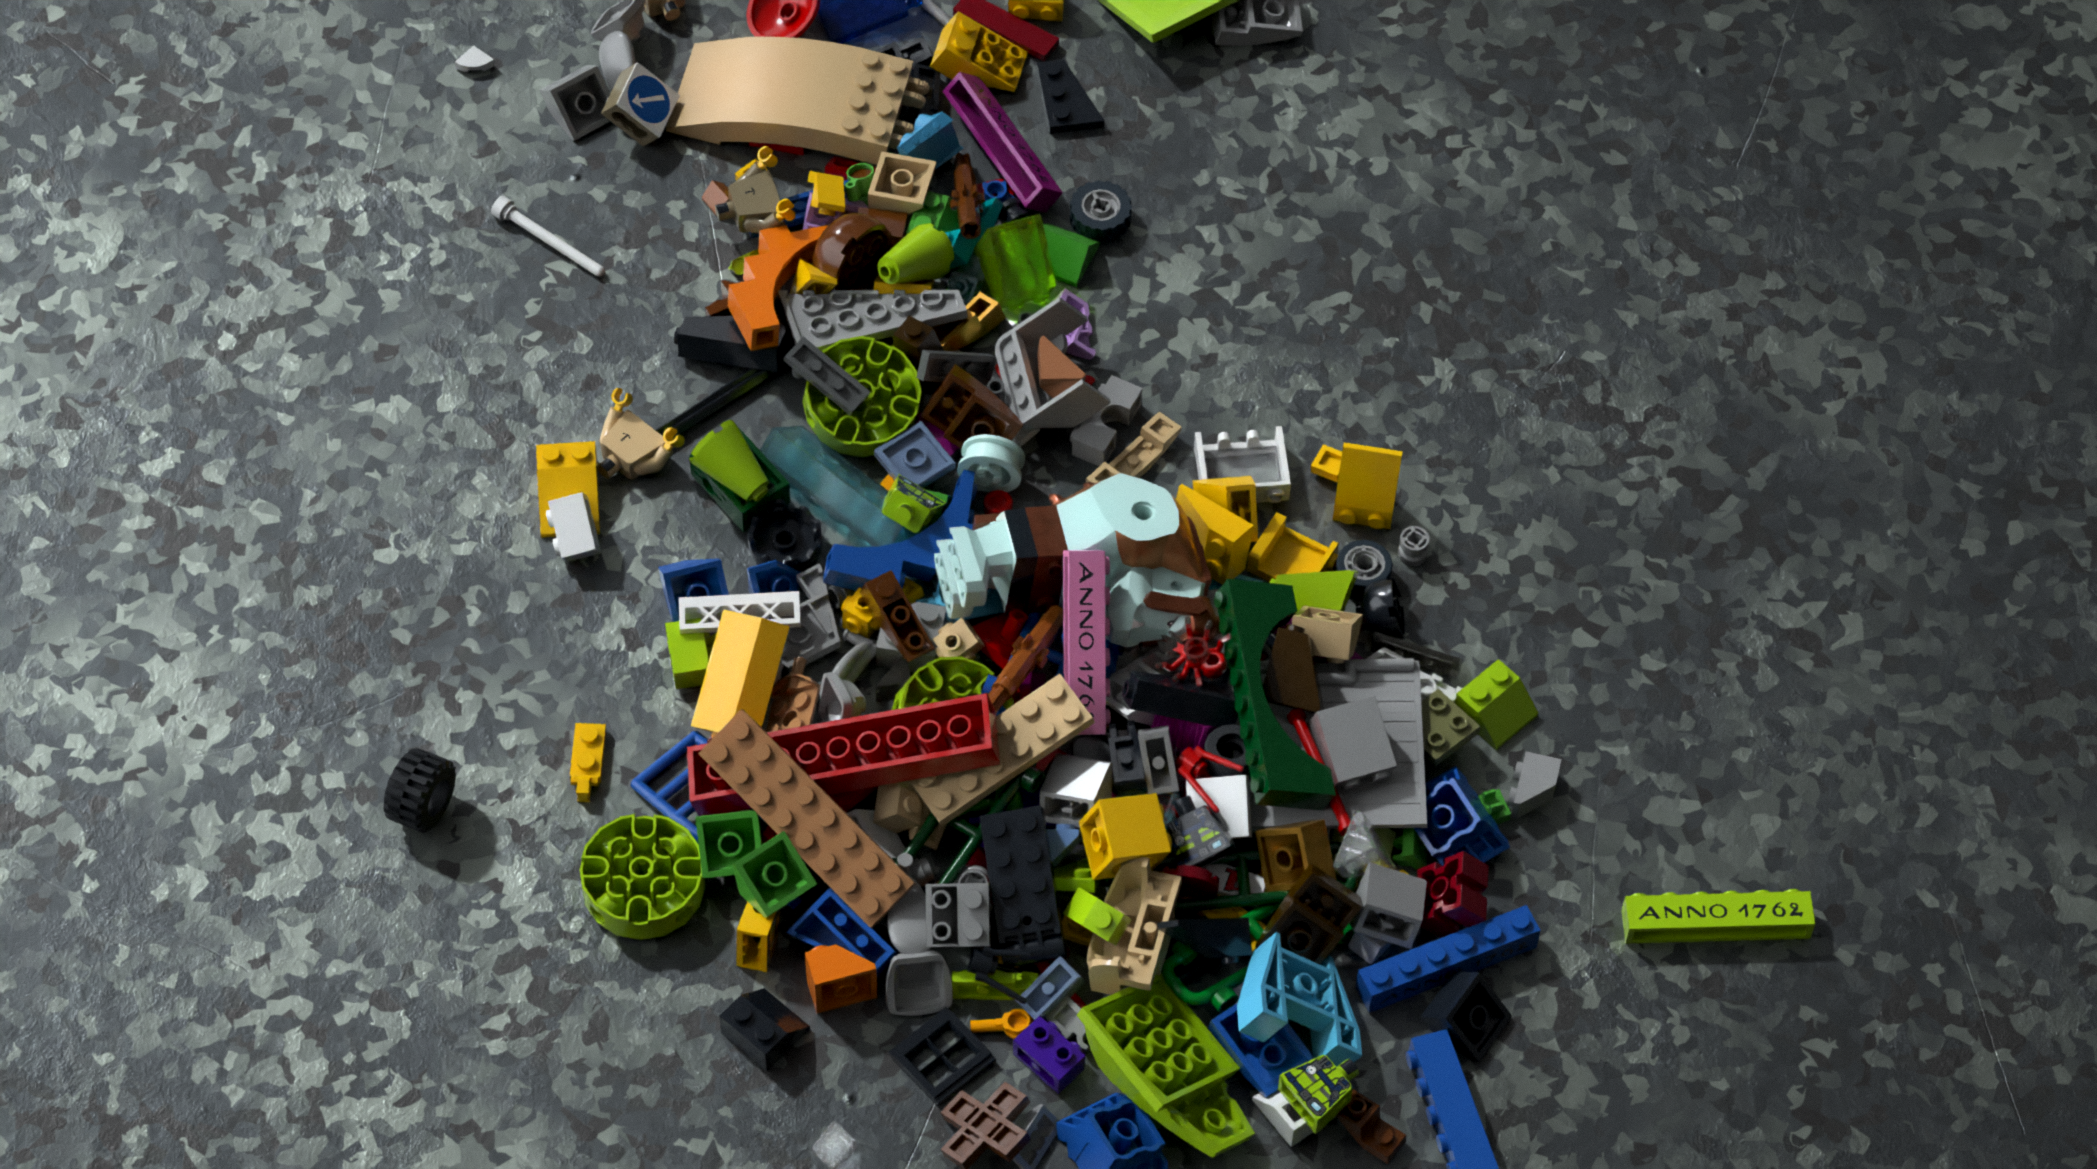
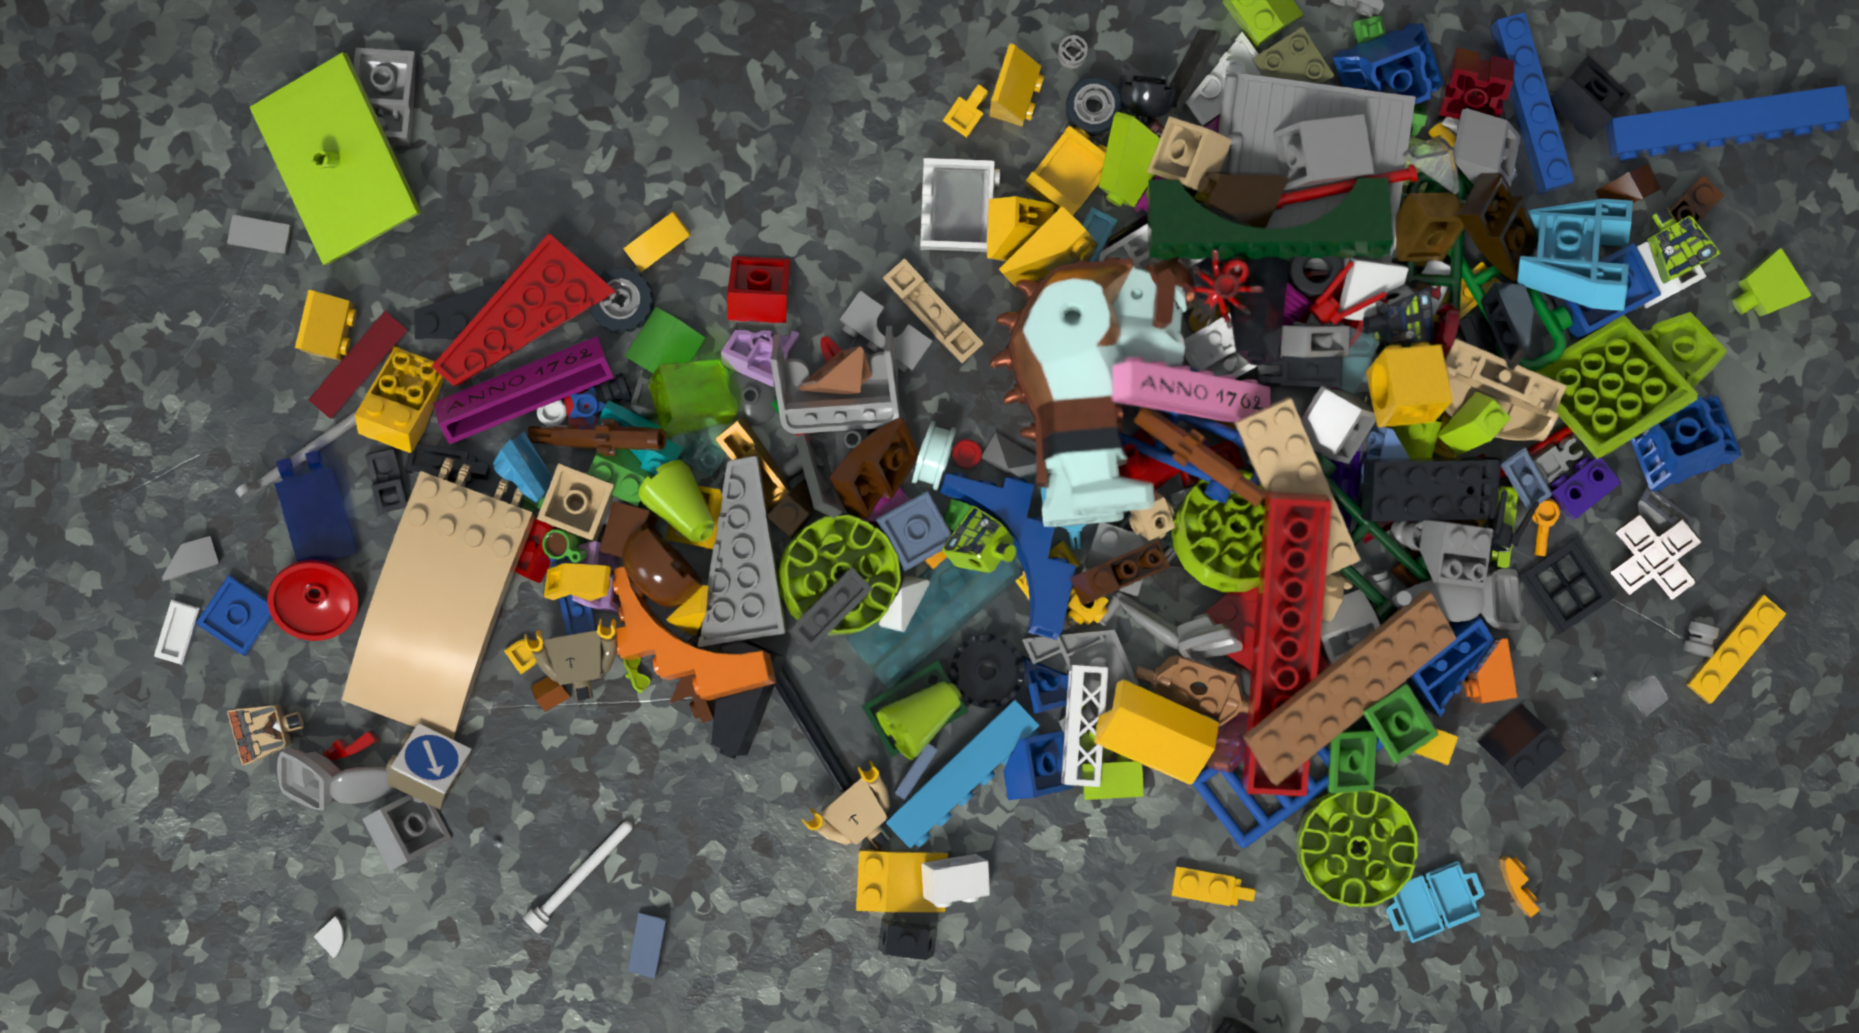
camera: 85 degrees left, 30 degrees up
(487, 299) = (647, 945): none -> sand blue slope
(512, 489) = (907, 939): none -> black torso
(591, 965) = (1446, 897): none -> medium azure piece
(622, 1032) = (1514, 878): none -> light orange slope
(653, 58) = (341, 749): none -> red slope
(676, 525) = (961, 774): none -> dark azure brick
(679, 482) = (915, 771): none -> sand blue tile
(845, 455) = (905, 603): none -> white slope
(985, 171) = (552, 414): none -> white tile
(1087, 139) = (534, 300): none -> red wing
(1129, 314) = (758, 289): none -> red slope
(1162, 232) = (657, 241): none -> yellow slope
(1381, 1070) = (1631, 186): none -> reddish brown slope

